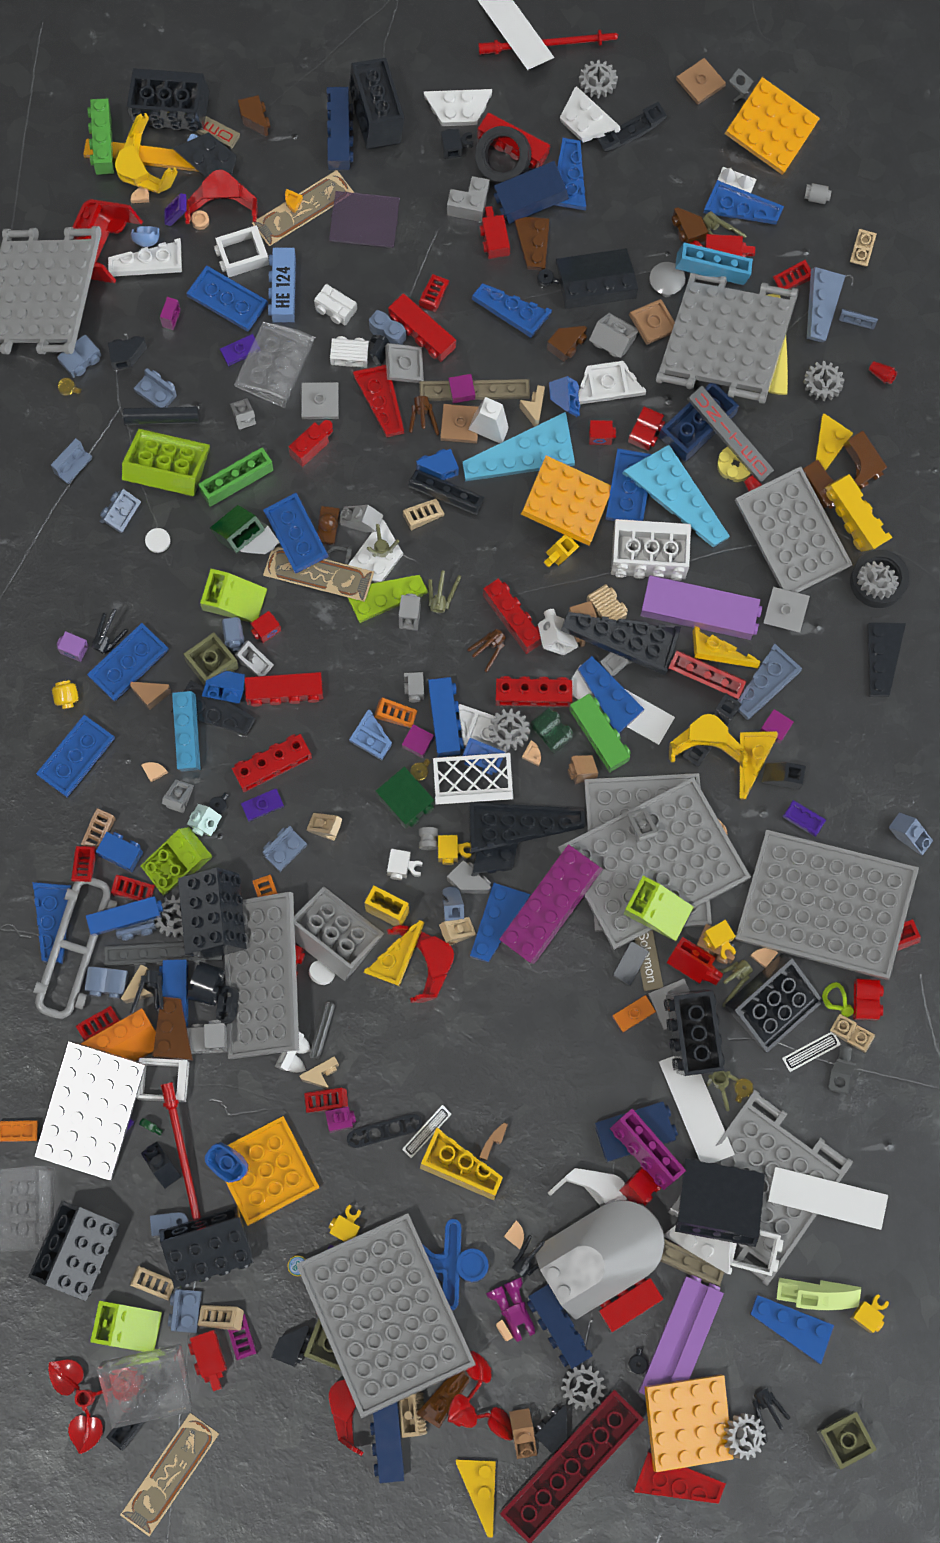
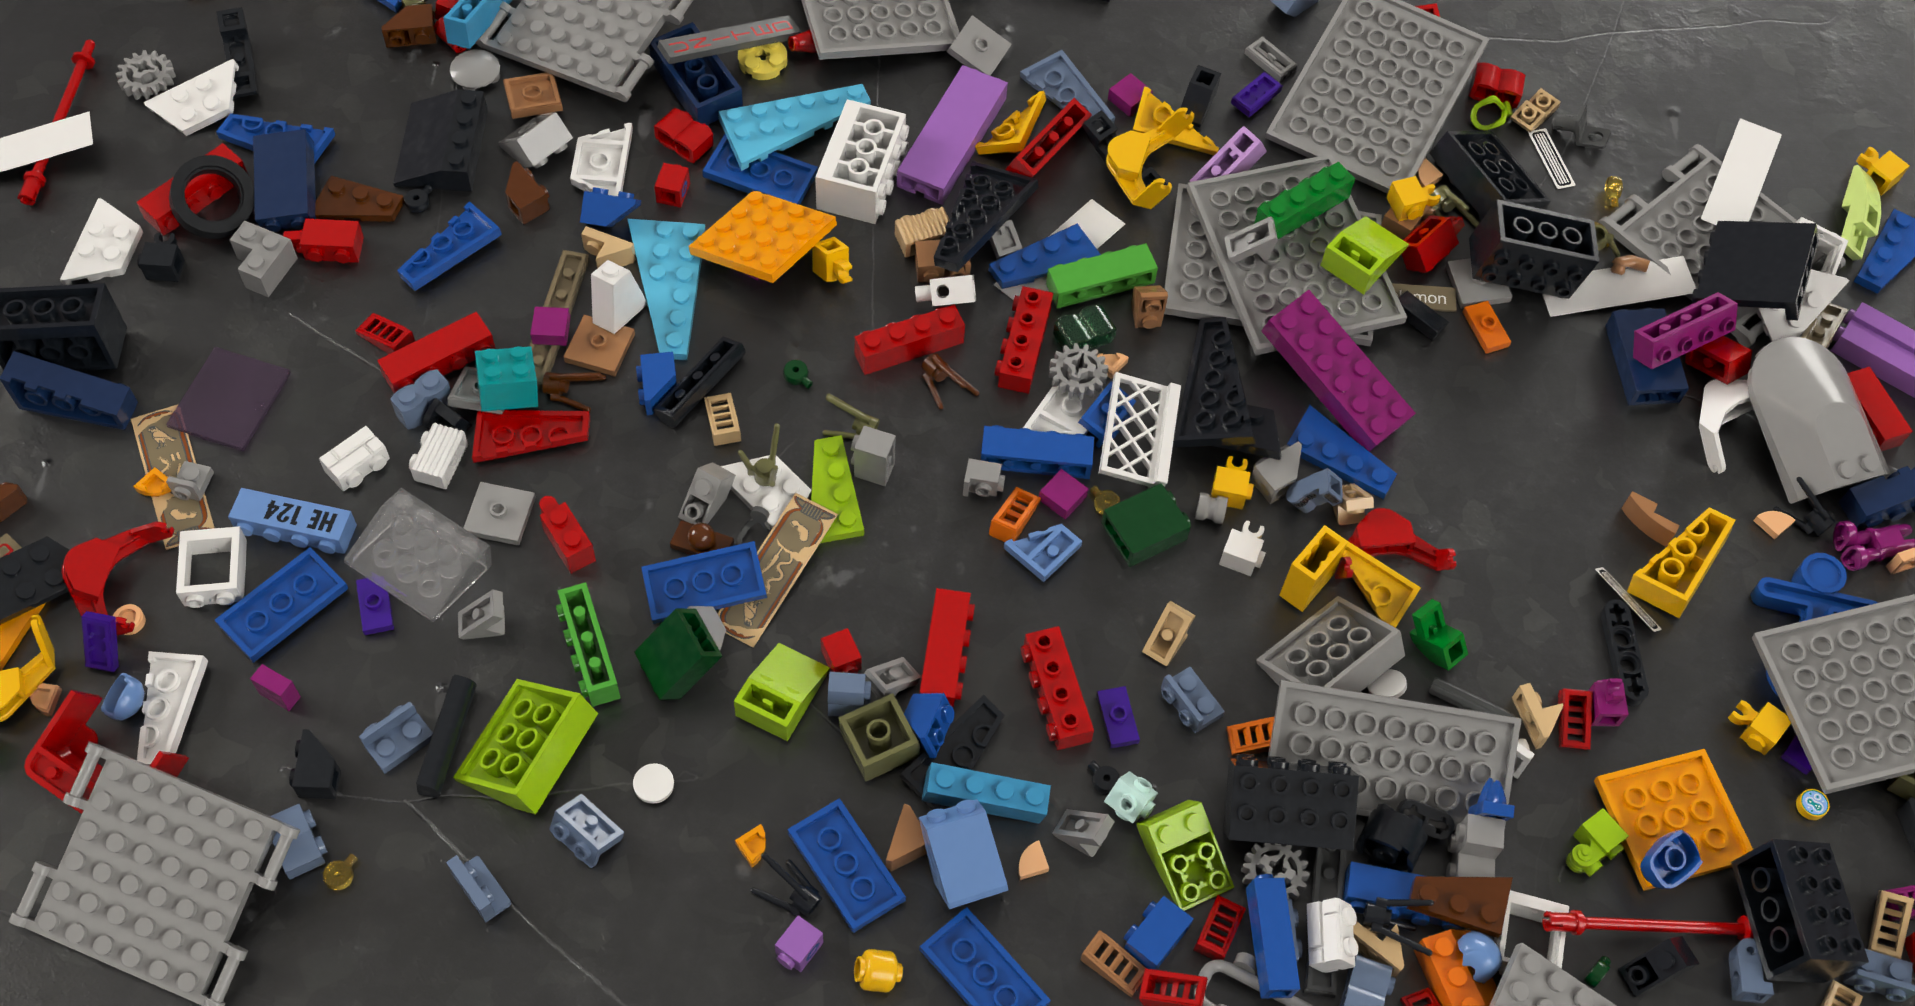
camera: 80 degrees left, 15 degrees down
(131, 607) = (752, 844): none -> light orange tile
(134, 952) = (1331, 935): none -> white brick
(137, 1044) = (1481, 954): none -> medium blue hair
(138, 723) = (962, 853): none -> medium blue slope
(233, 1039) = (1493, 802): none -> blue tile
(239, 1122) = (1597, 838): none -> lime brick
(298, 219) = (190, 481): none -> light grey bracket
(362, 1000) = (1436, 639): none -> green brick
(407, 372) = (506, 378): none -> teal brick
(470, 555) = (796, 373): none -> dark green piece
(690, 859) = (1307, 199): none -> green brick
(712, 1106) = (1630, 261): none -> medium nougat arm
(731, 808) = (1235, 156): none -> lavender slope
(788, 1099) = (1613, 190): none -> clear yellow piece
(837, 837) = (1267, 60): none -> light grey tile

